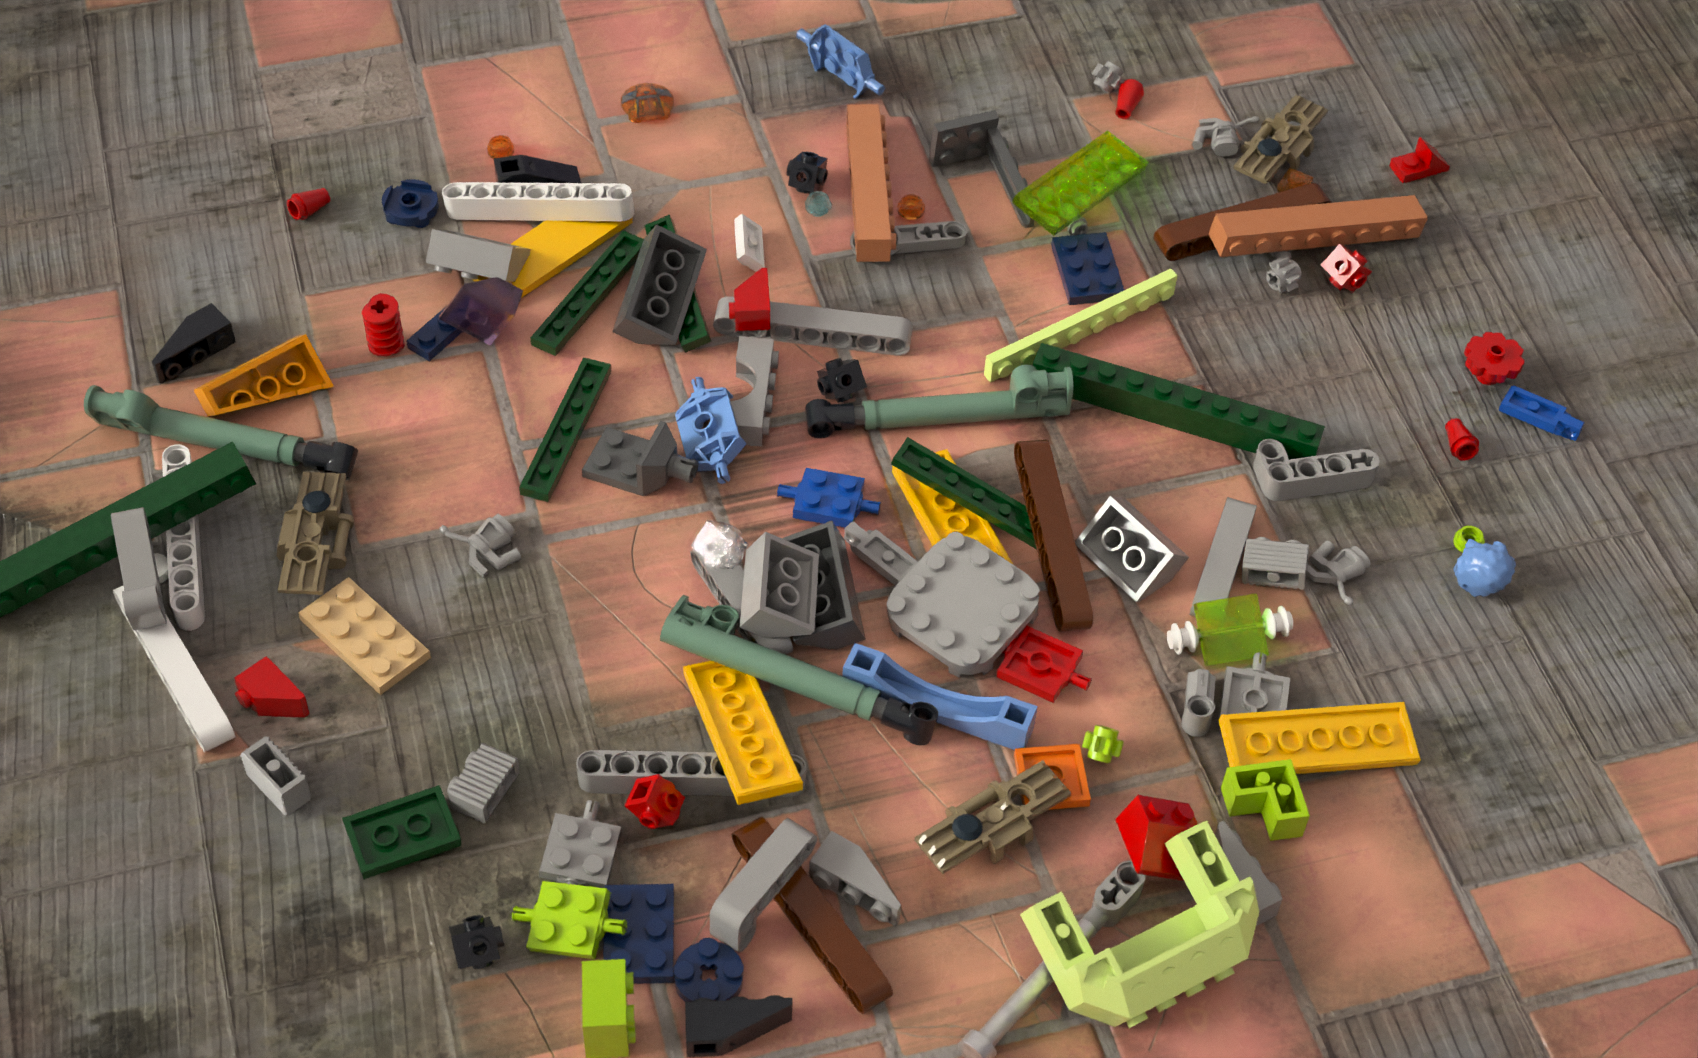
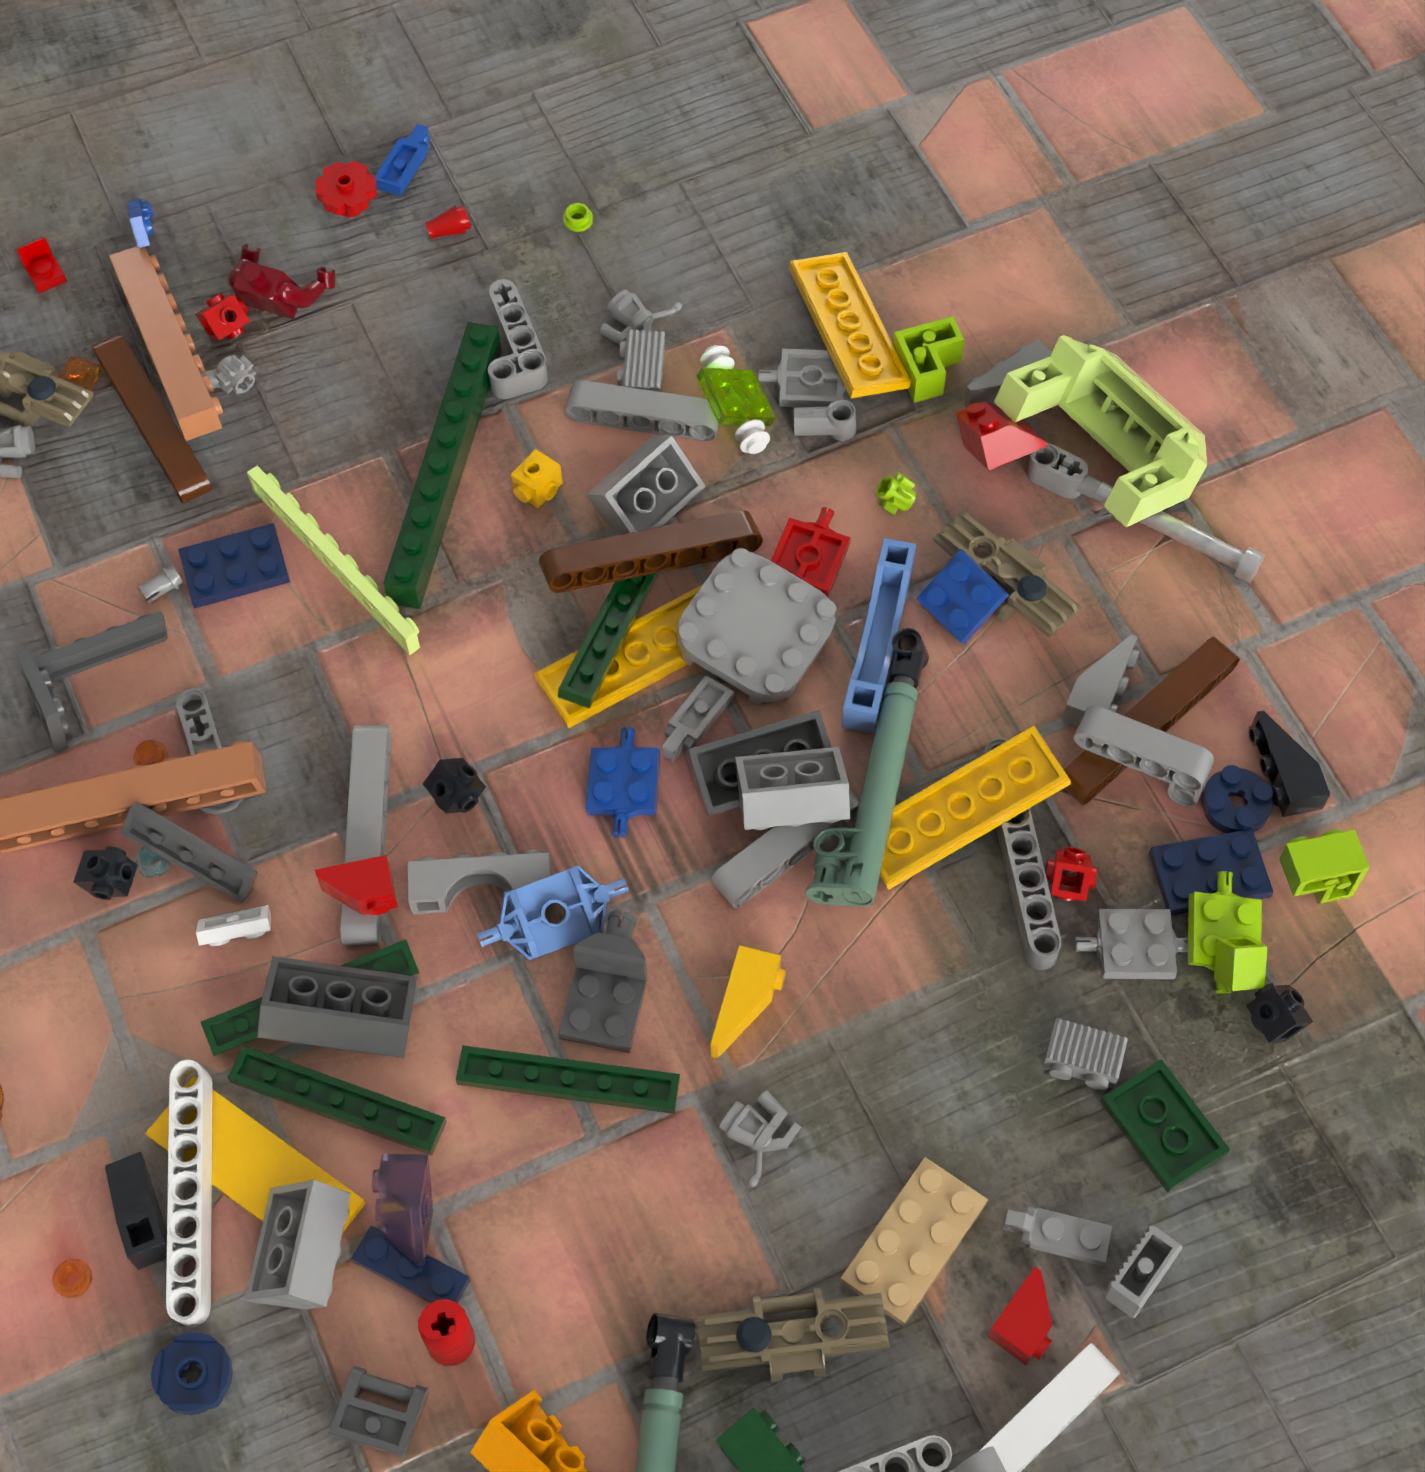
camera: 95 degrees left, 10 degrees up
(334, 737) = (1061, 1234): none -> light grey hinge
(340, 291) = (375, 1424): none -> dark grey plate
(526, 908) = (1240, 963): none -> lime panel
(606, 549) = (748, 993): none -> yellow slope
(720, 545) = (746, 854): clear brick -> none
(807, 224) = (189, 852): none -> dark grey plate
(972, 774) = (962, 596): none -> blue plate
(1030, 395) = (479, 678): sand green piece -> none
(1067, 765) = (923, 524): orange plate -> none
(1080, 182) = (111, 571): clear neon green plate -> none
(1151, 470) = (536, 479): none -> yellow brick
(1375, 298) = (273, 289): none -> dark red torso
(1455, 217) = (141, 221): none -> blue hinge
(1484, 568) = (622, 199): medium blue animal -> none

